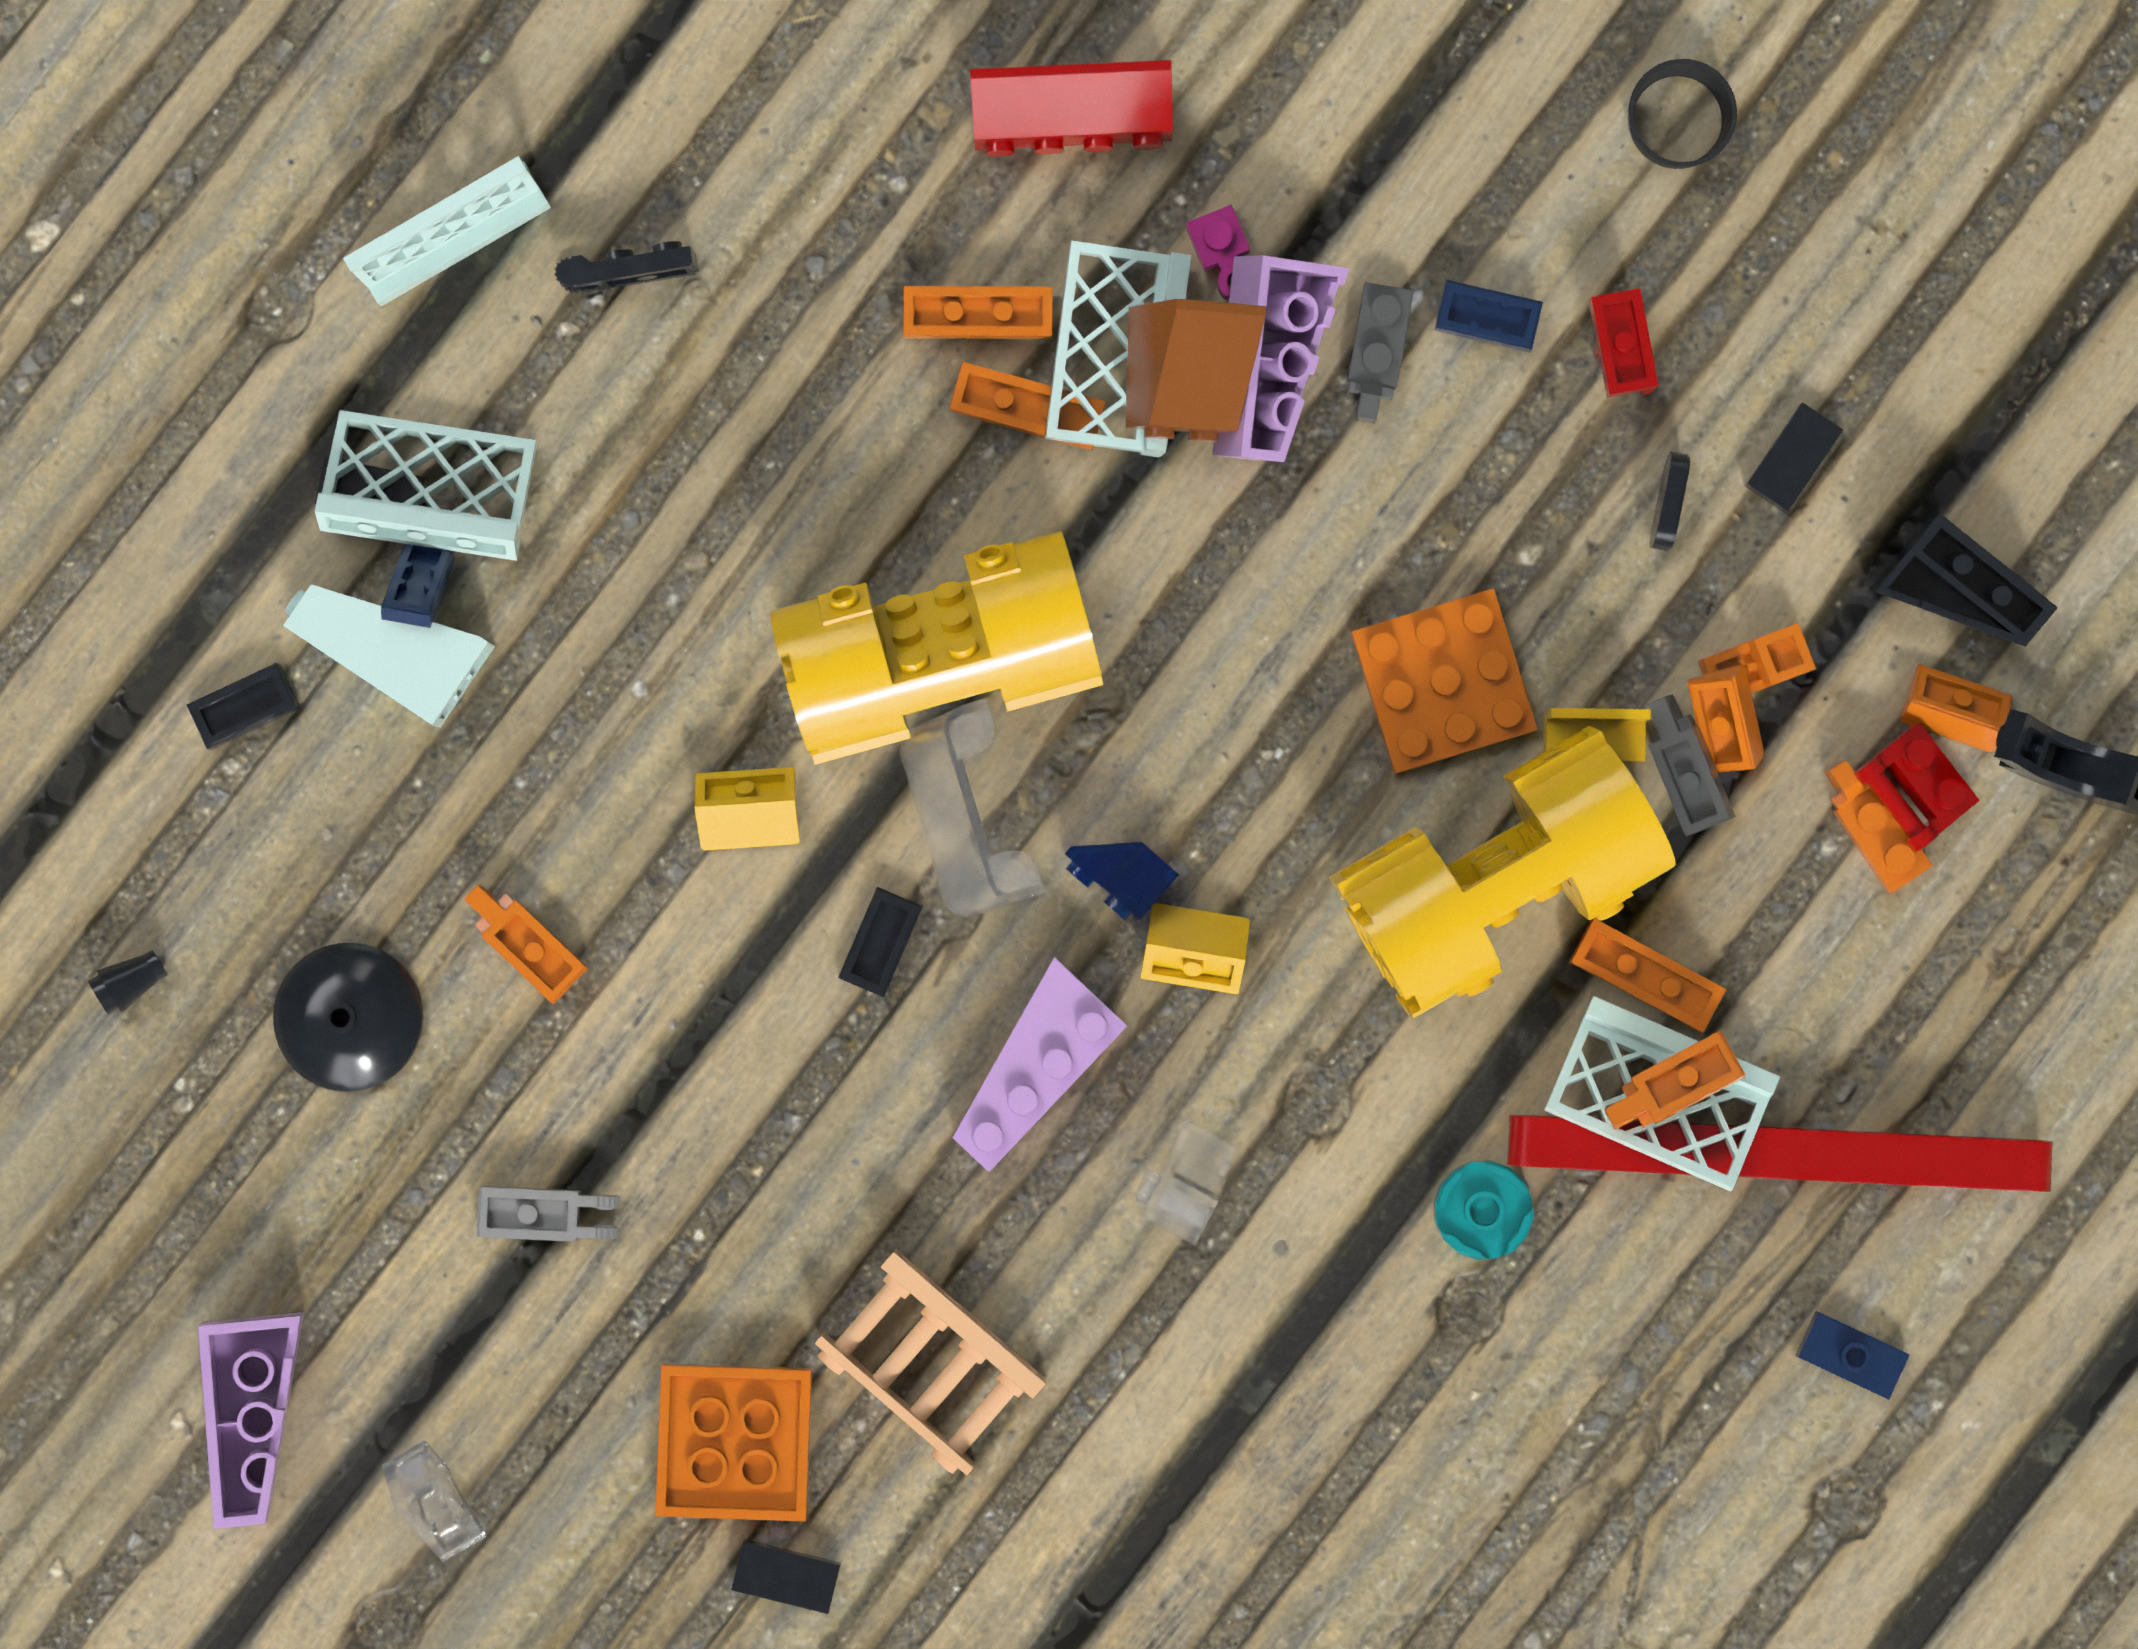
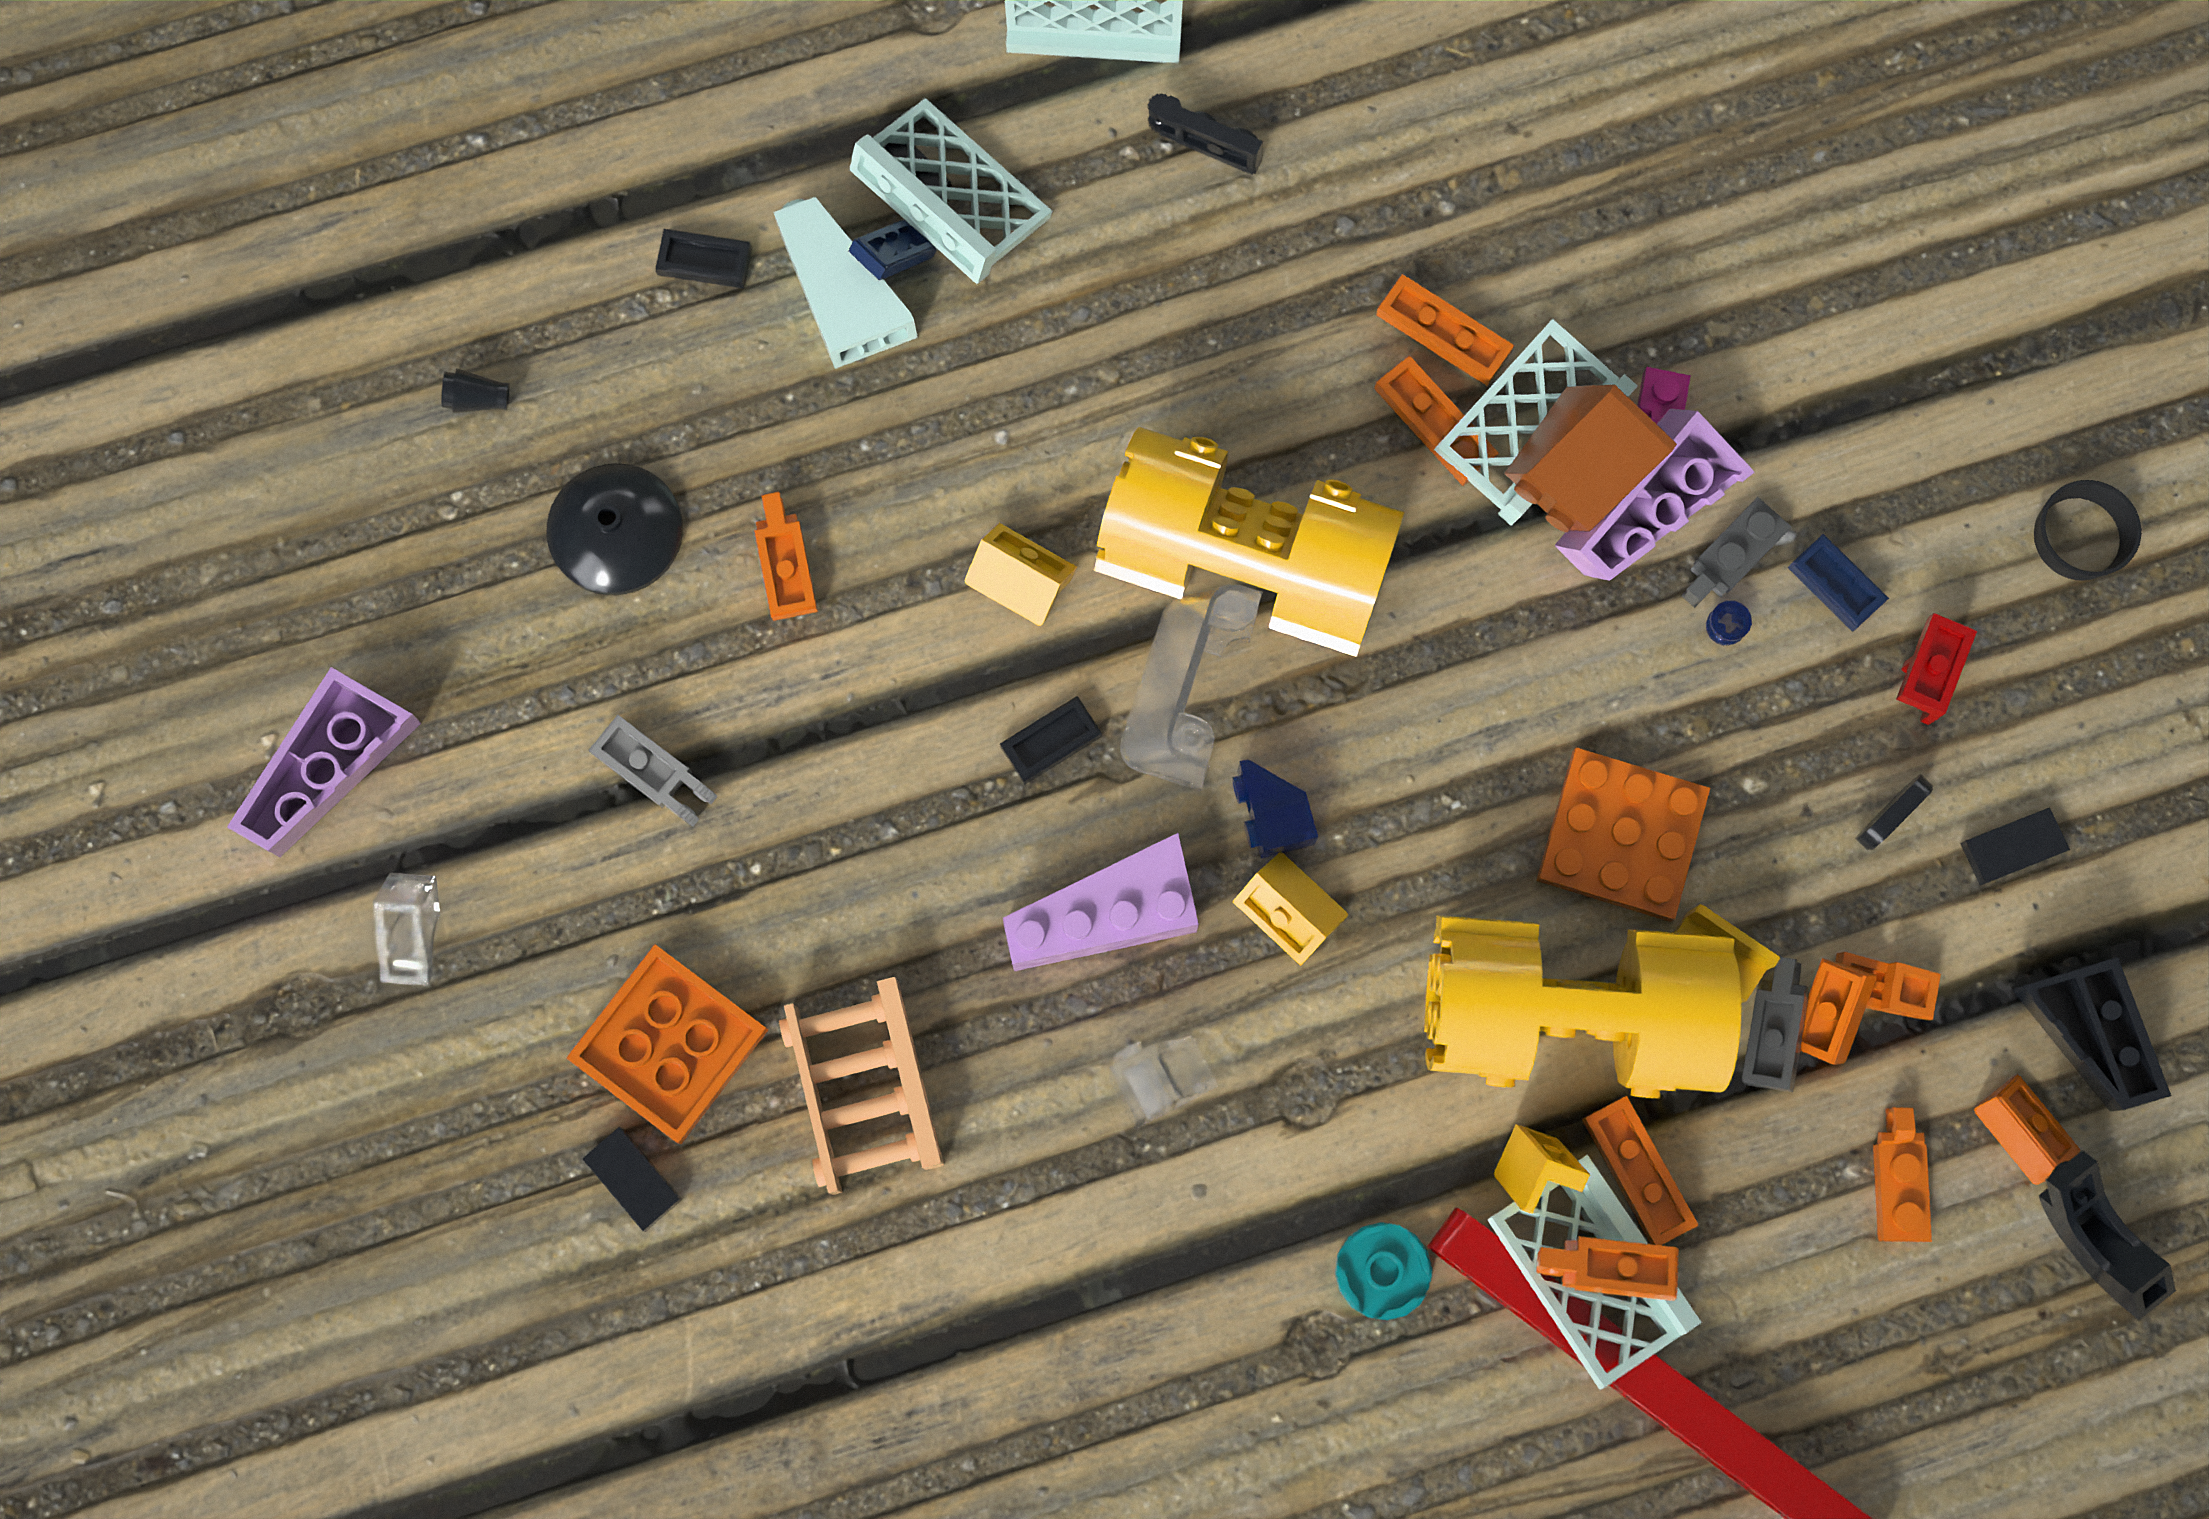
camera: 35 degrees right, 10 degrees down
(1072, 107) = (1618, 223): slope -> none
(1418, 405) = (1740, 615): none -> clear blue bush
(1551, 1032) = (1533, 1160): none -> yellow panel
(1926, 779) = (1969, 1168): red plate -> none

